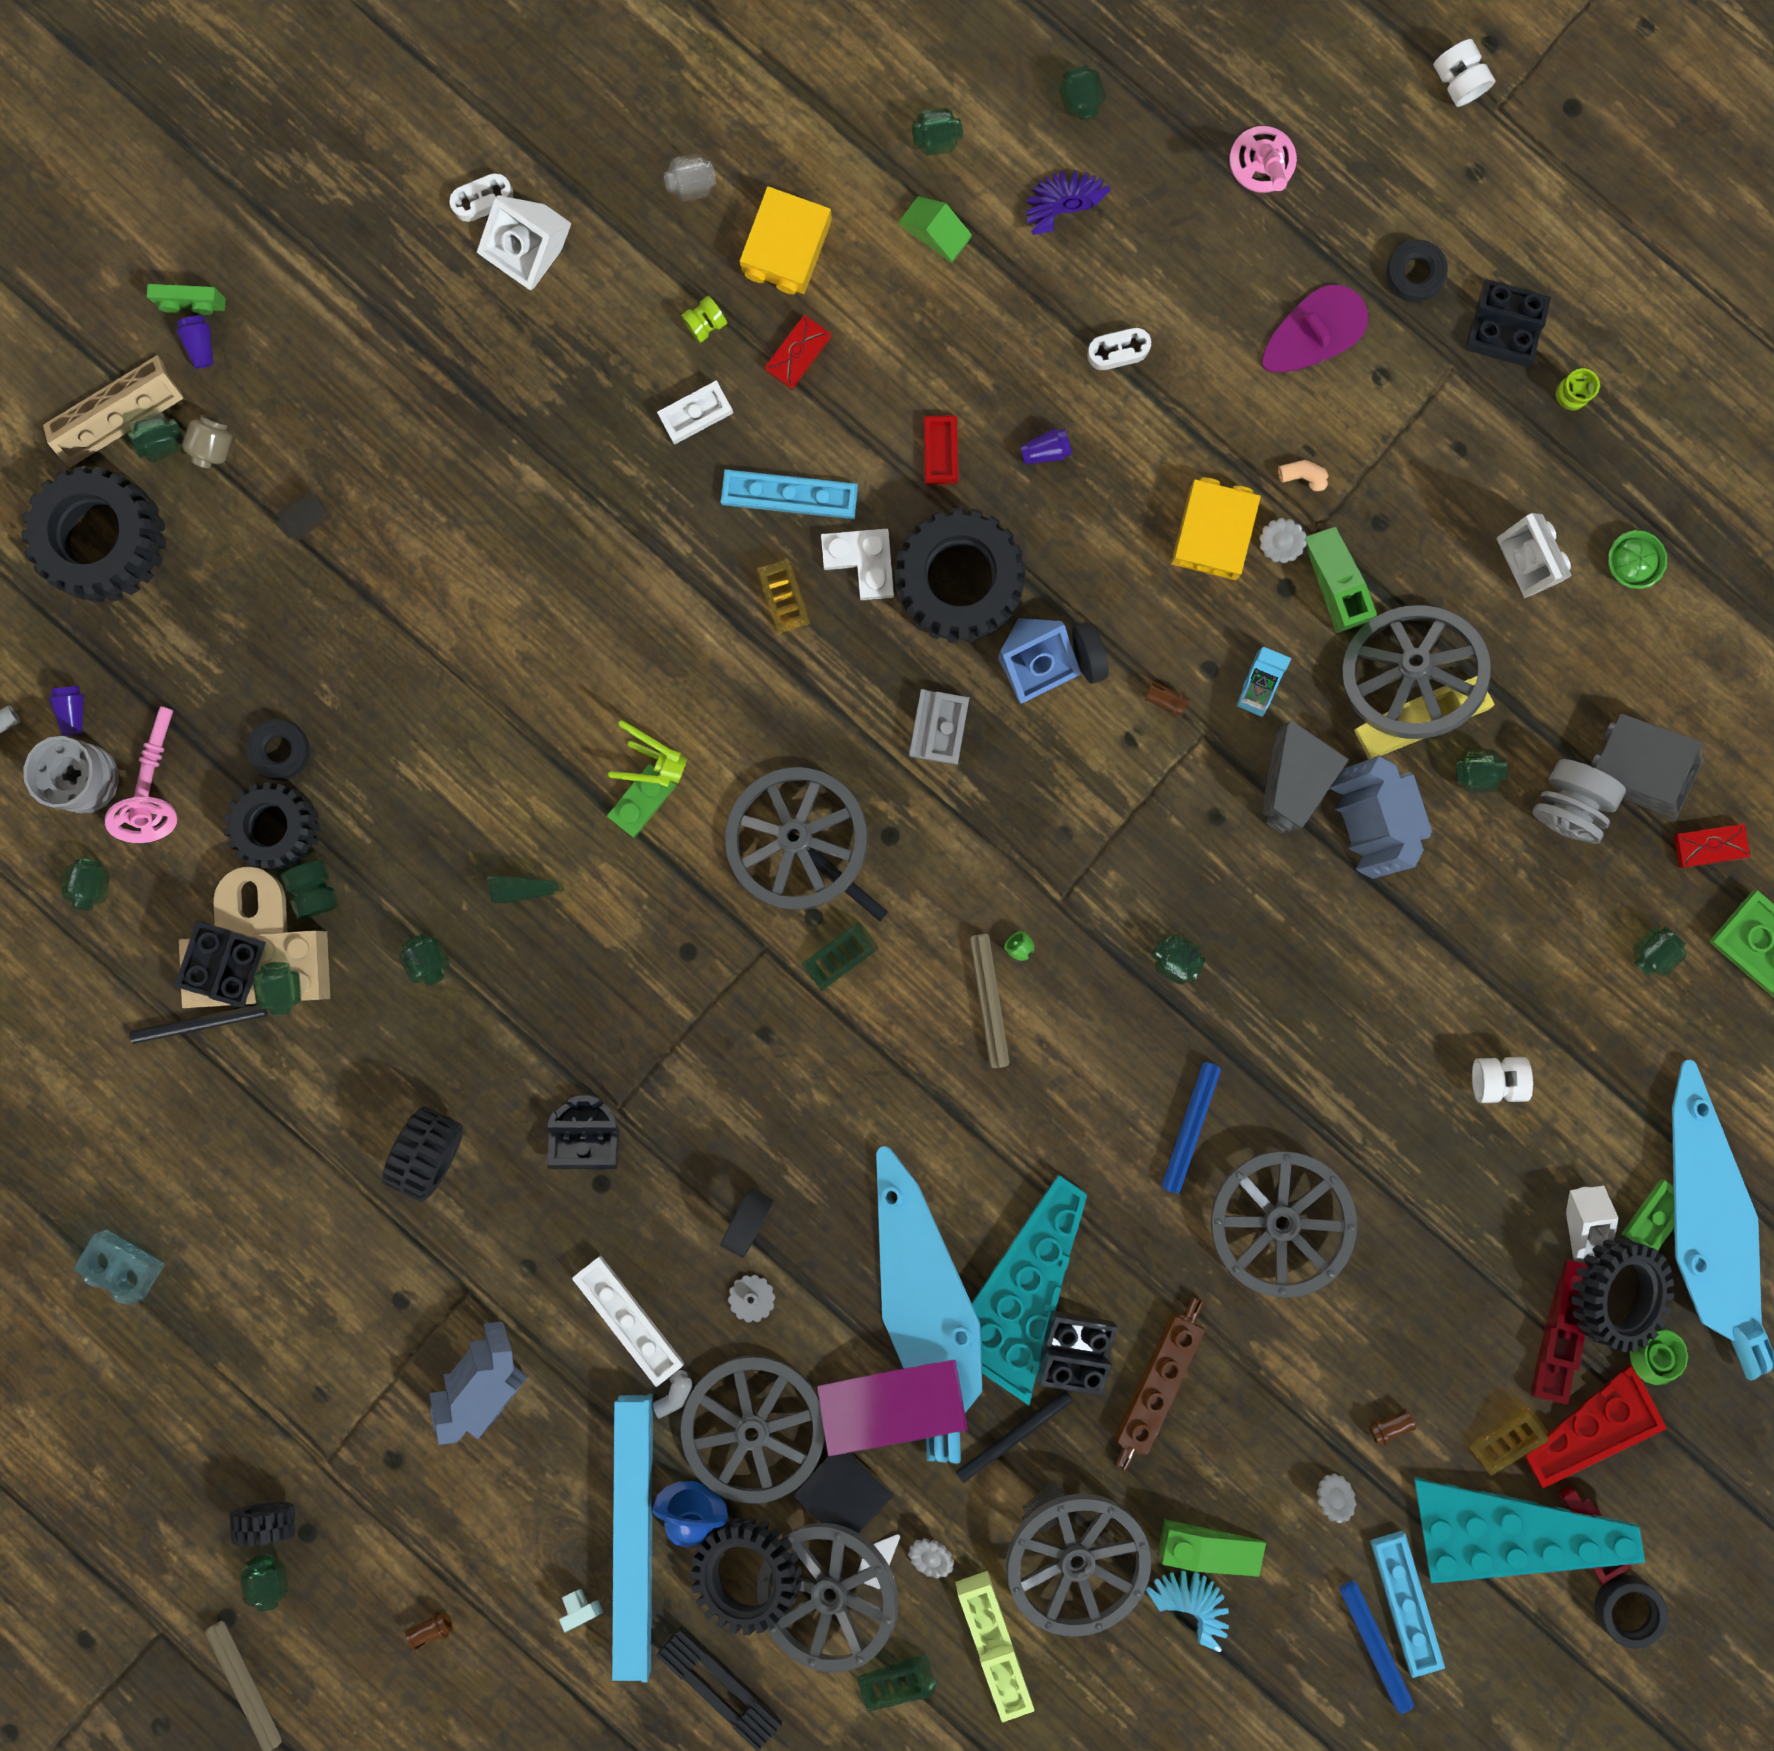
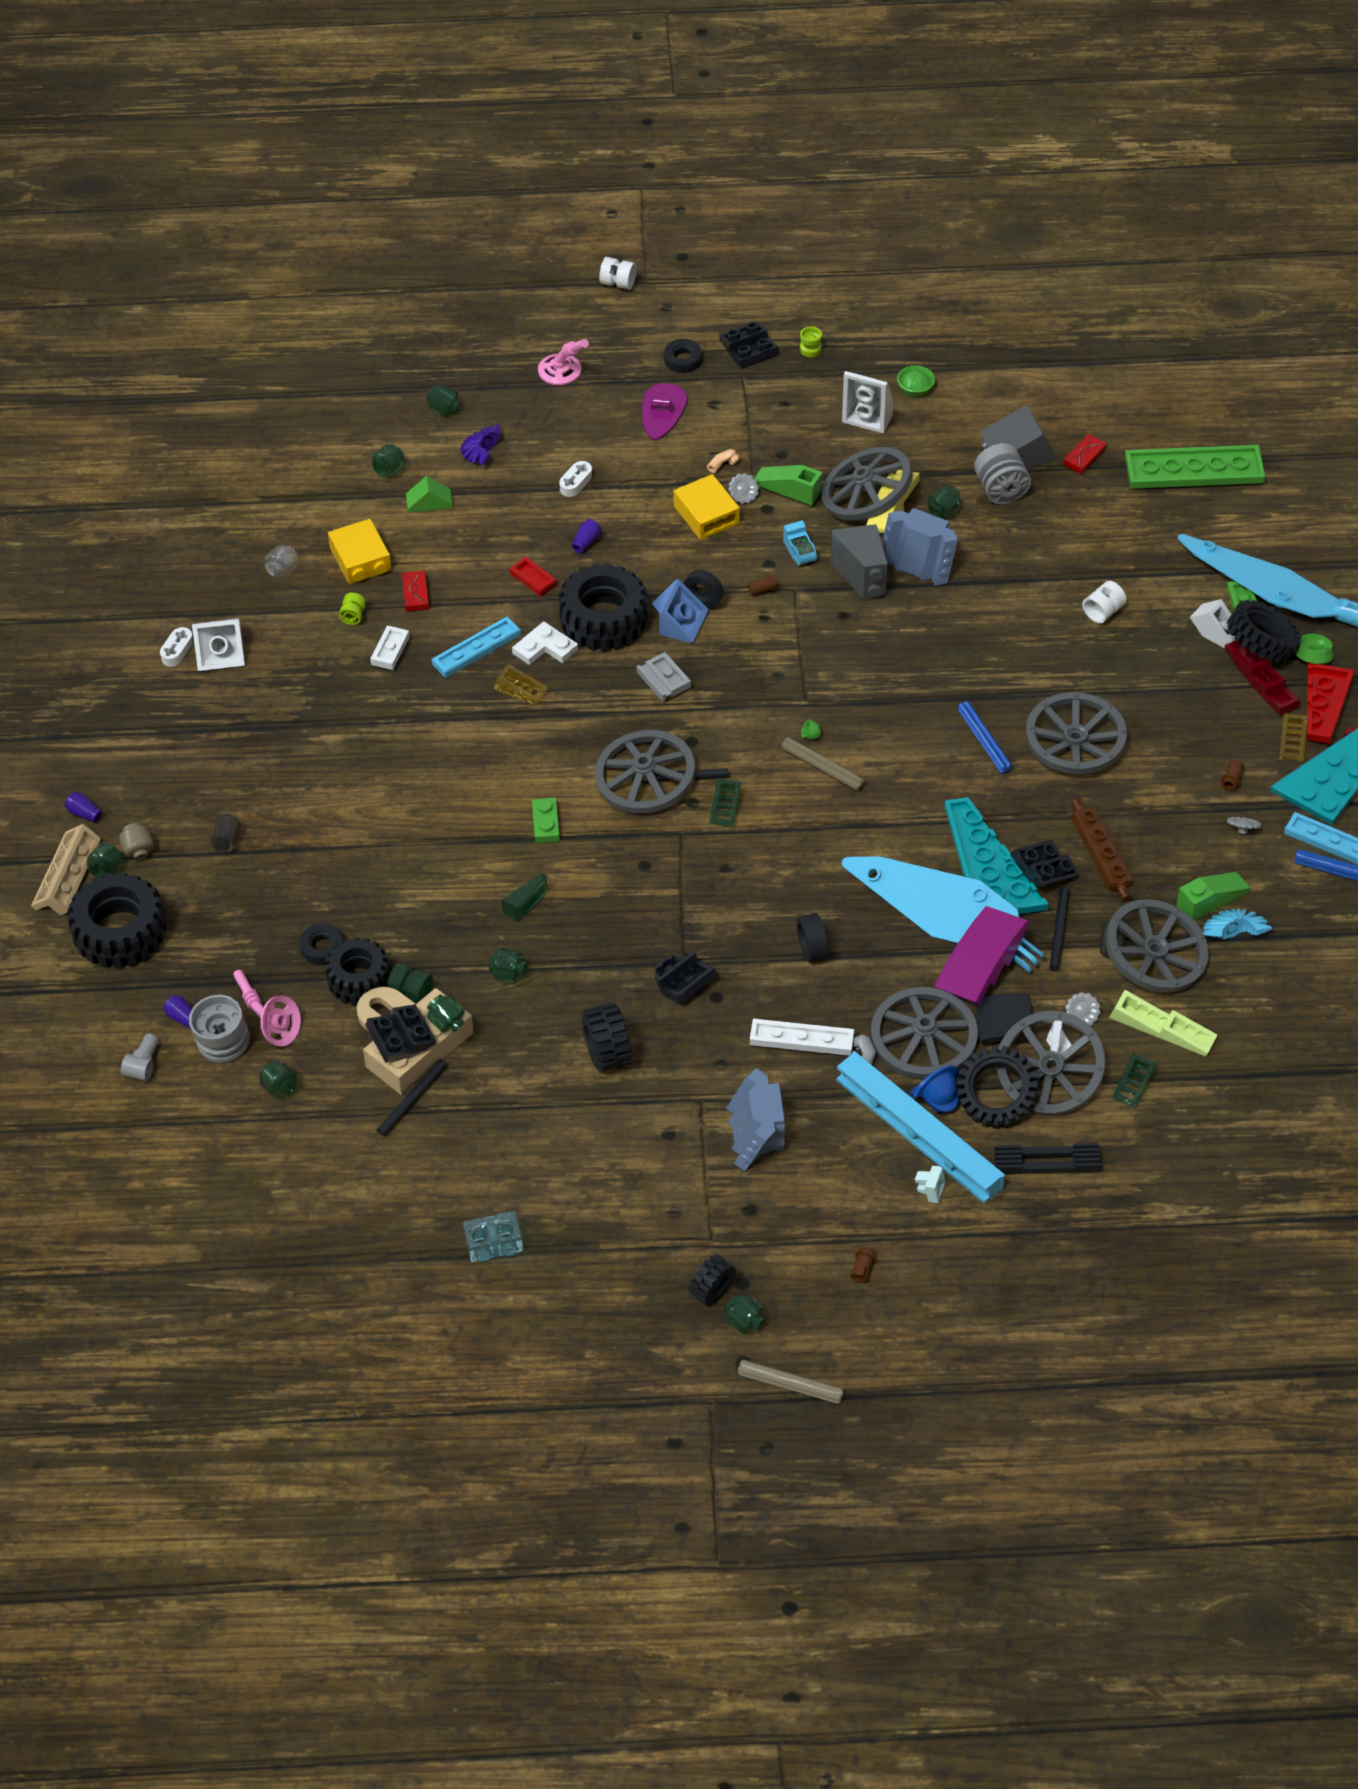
camera: 50 degrees left, 35 degrees down
(176, 297) = (57, 792): bright green plate -> none
(668, 763) = (542, 790): lime plant -> none
(751, 1298) = (854, 980): light grey piece -> none
(1178, 959) = (894, 673): clear green head -> none
(1659, 951) = (1112, 504): clear green head -> none

